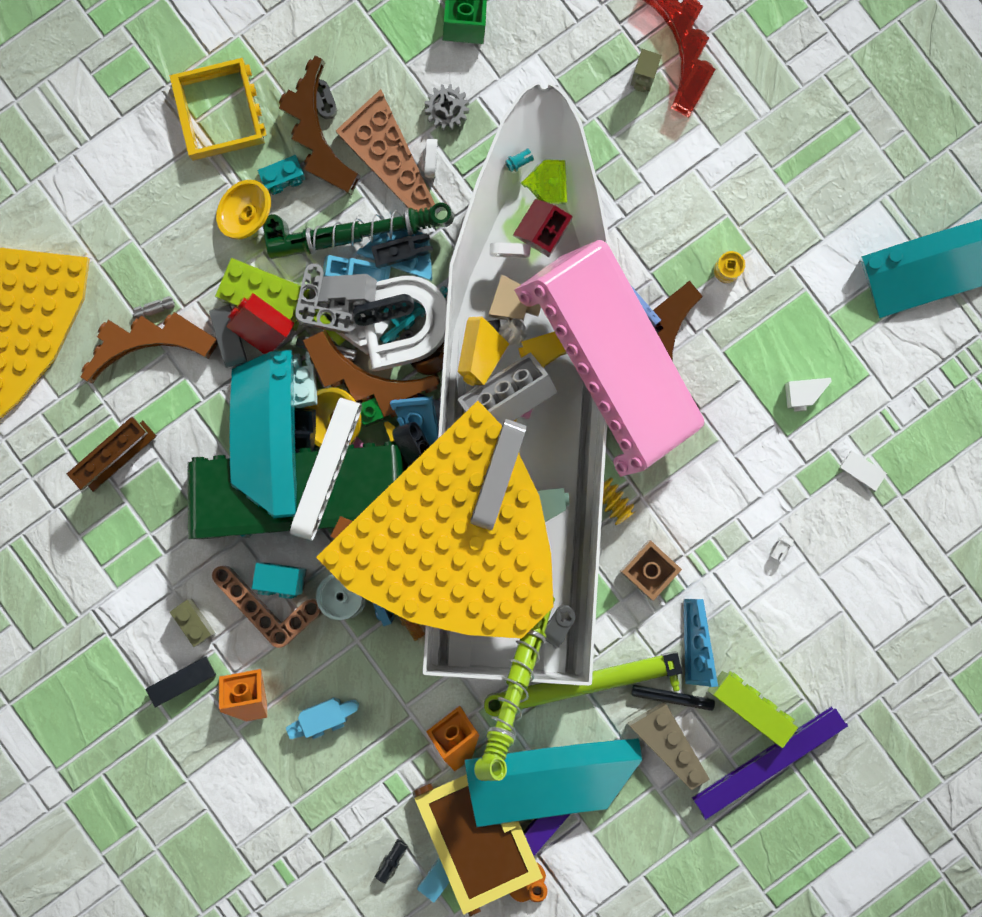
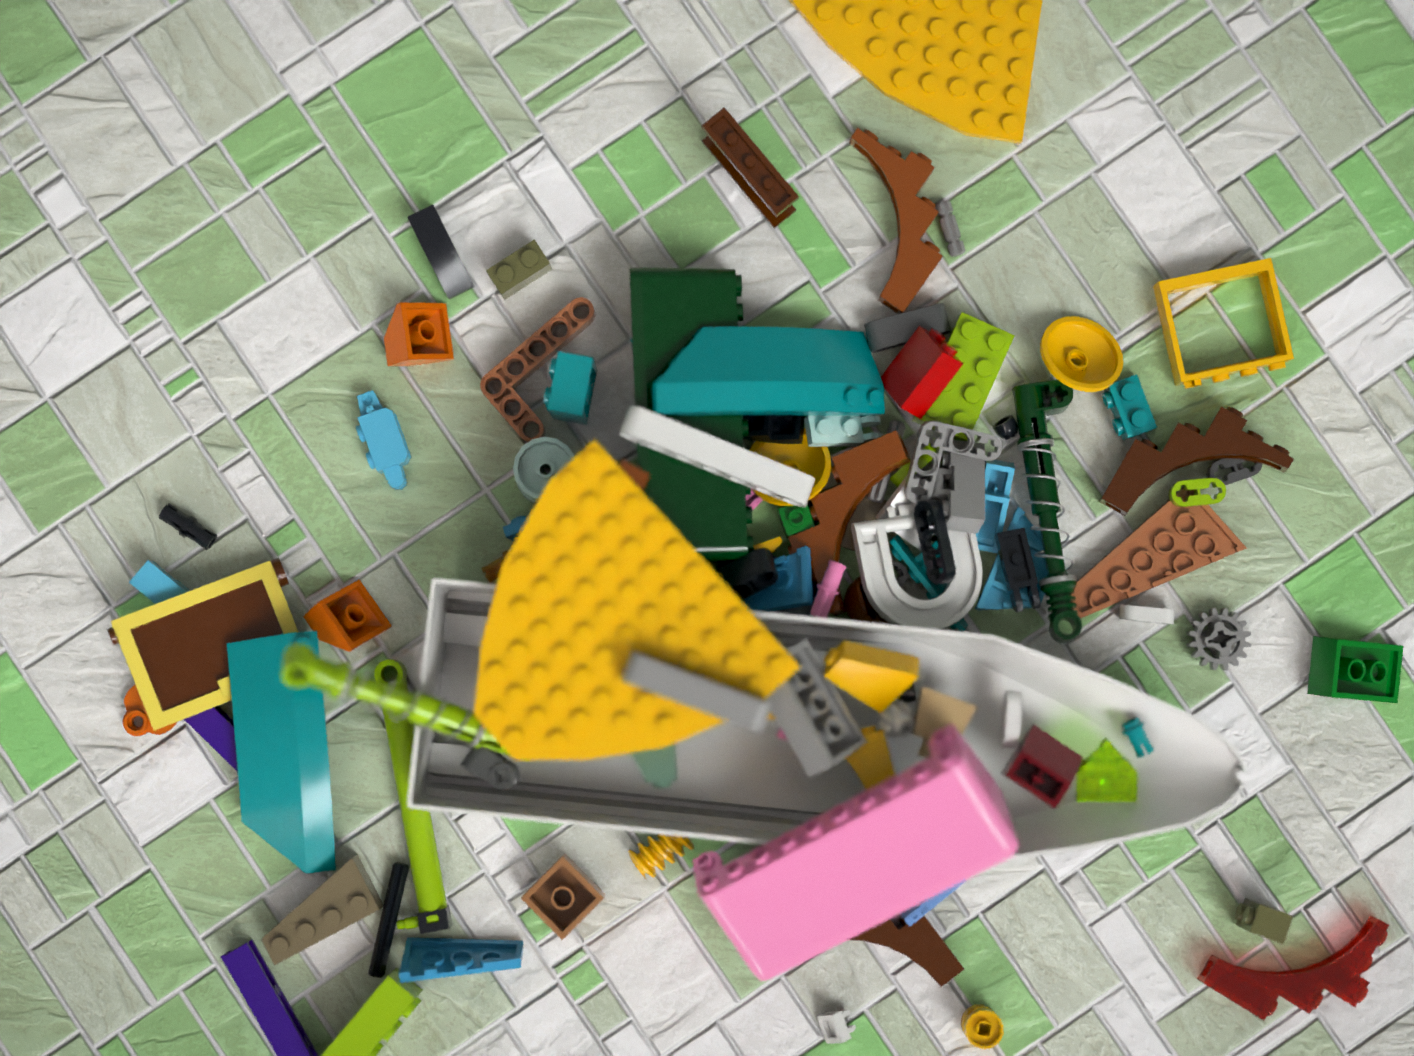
camera: 95 degrees right, 0 degrees up
(299, 262) = (1006, 427): none -> black hinge
(336, 124) = (1197, 485): none -> lime beam
(421, 385) = (827, 589): none -> bright pink axle
(734, 371) = (835, 1027): none -> white tile

